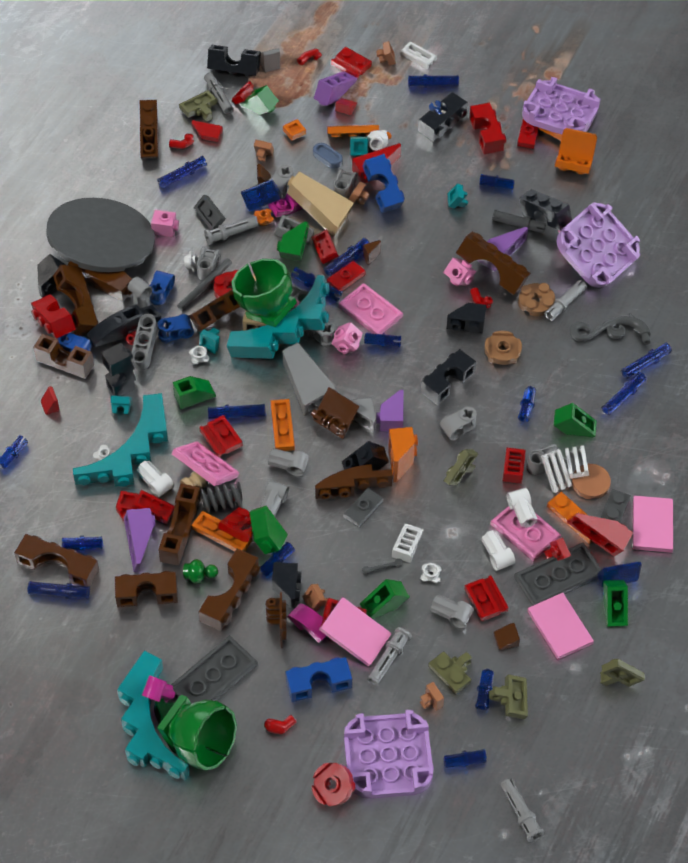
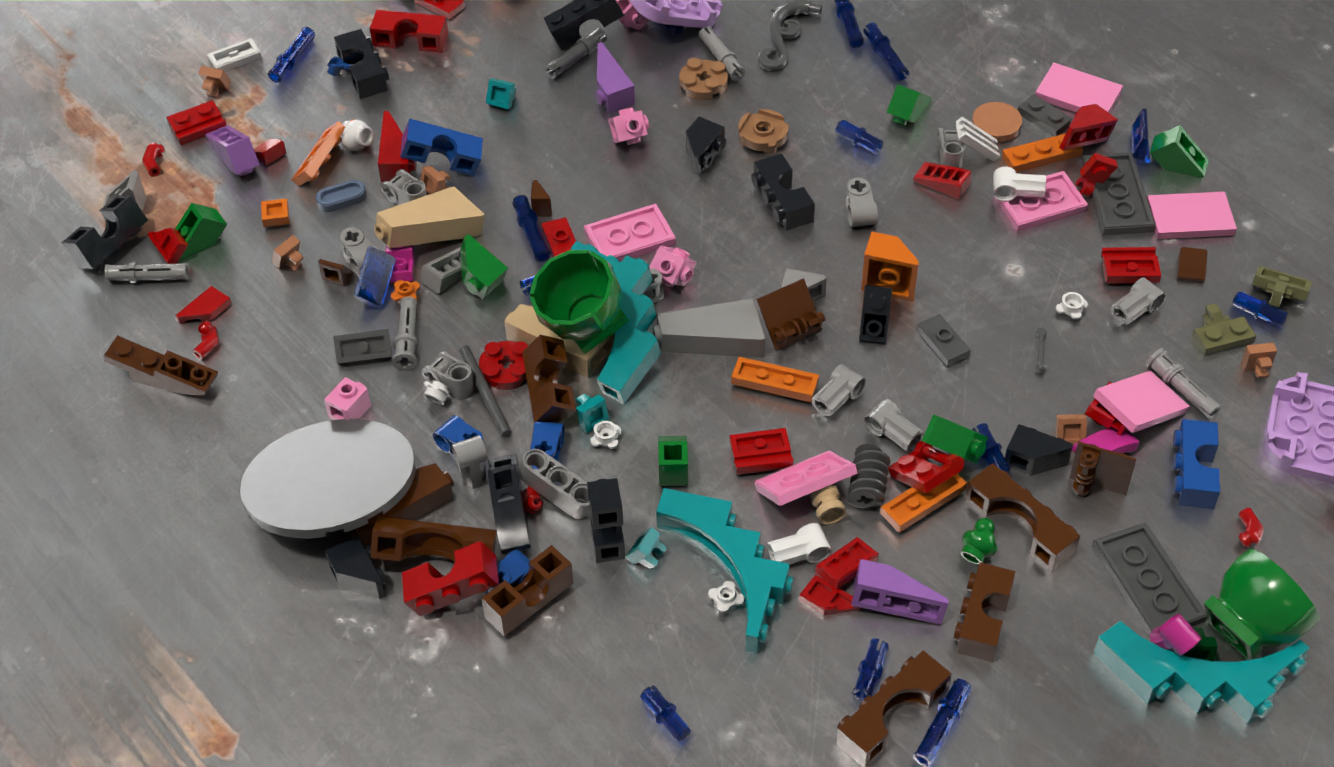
camera: 65 degrees left, 5 degrees down
(49, 401) = (595, 636): red slope -> none
(185, 510) = (924, 554): reddish brown arch -> none
(188, 168) = (263, 347): clear blue pin -> none
(199, 105) = (153, 298): olive hinge -> none
(236, 411) = (718, 444): clear blue pin -> none
(324, 246) = (504, 242): red plate -> none
(345, 481) = (903, 335): reddish brown slope -> none
(358, 146) = (351, 157): teal tile -> none
(382, 339) = (690, 234): clear blue axle -> none
(385, 598) = (1099, 358): green slope -> none
(391, 412) = (813, 257): medium lavender slope -> none
(405, 555) = (1027, 323): white slope -> none
(462, 466) = (935, 218): olive hinge -> none
(476, 296) = (674, 129): red arm -> none
(495, 181) = (498, 53): clear blue axle -> none
(499, 555) = (1074, 231): white piece -> none
(511, 274) = (613, 92): reddish brown arch -> none
(575, 452) = (974, 115): white tile -> none
(618, 670) = (1285, 175): olive hinge -> none

